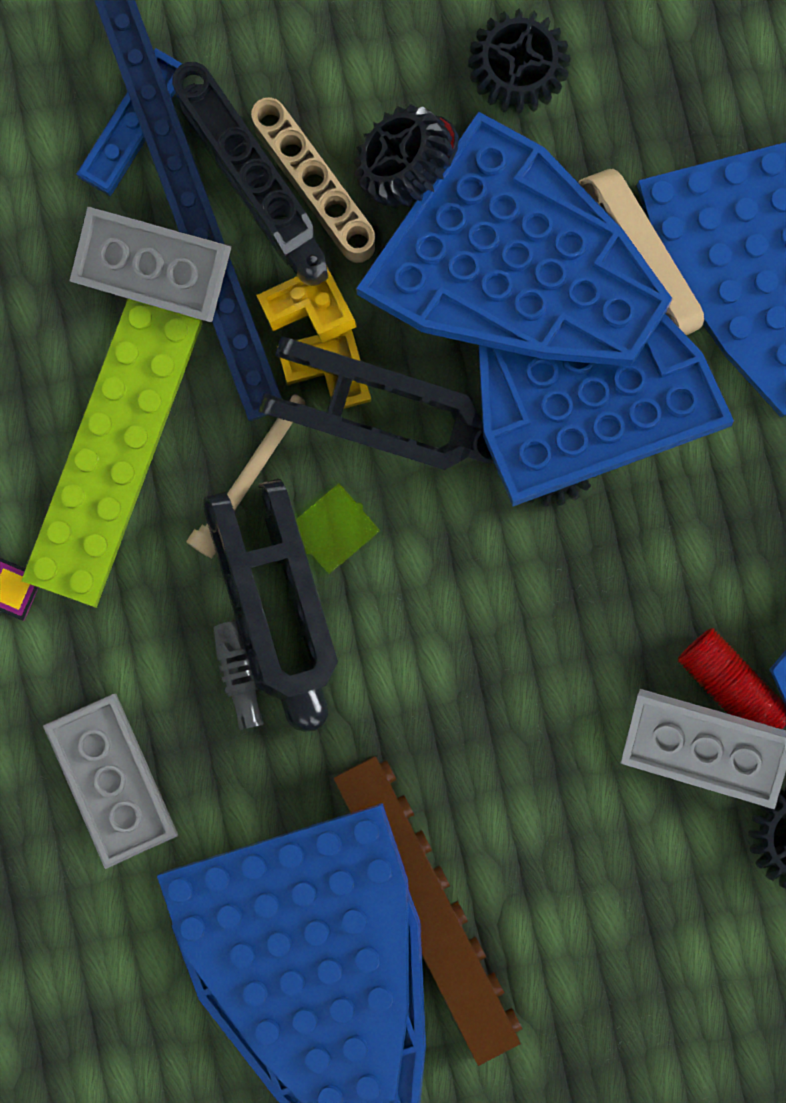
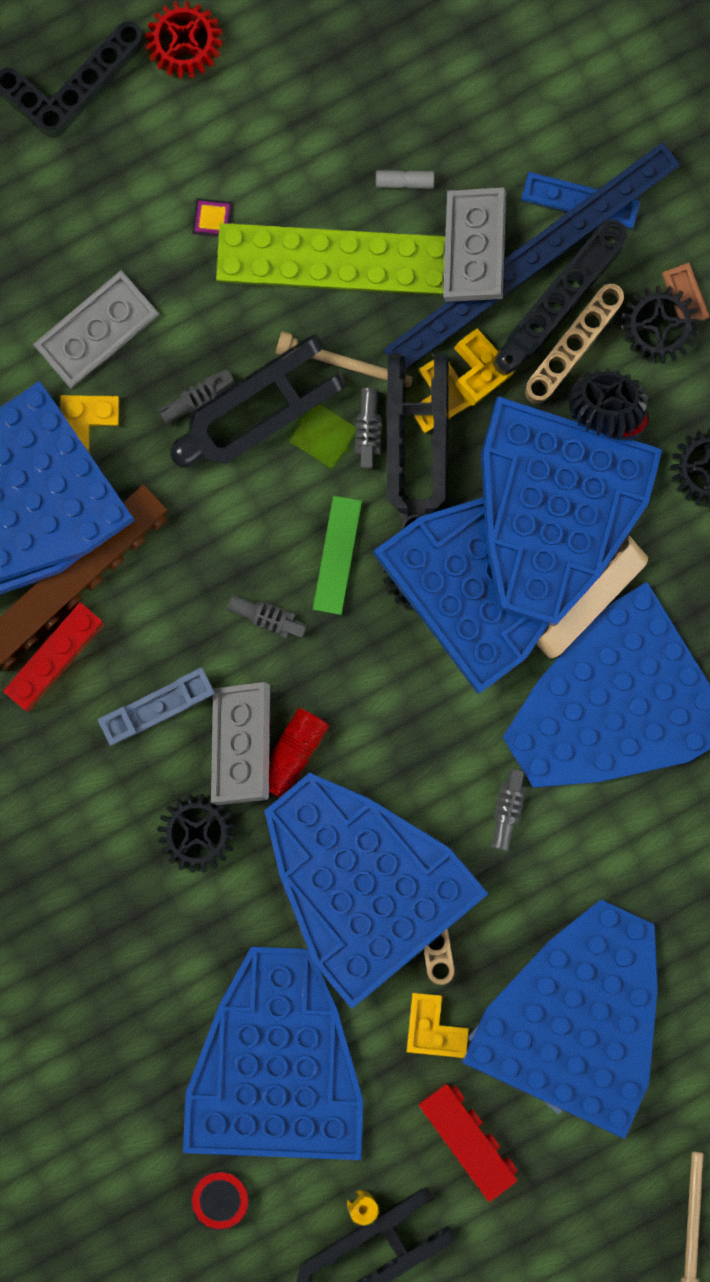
camera: 75 degrees right, 0 degrees up
(39, 325) = (407, 179): none -> light grey piece
(214, 820) = (89, 411): none -> yellow plate
(291, 30) = (683, 279): none -> nougat tile
(327, 34) = (674, 324): none -> black gear
(343, 468) = (368, 429): none -> dark grey hinge
(494, 555) = (337, 555): none -> bright green tile
(524, 960) = (53, 657): none -> red brick
(548, 666) = (267, 616): none -> dark grey hinge
(624, 844) = (156, 707): none -> sand blue slope

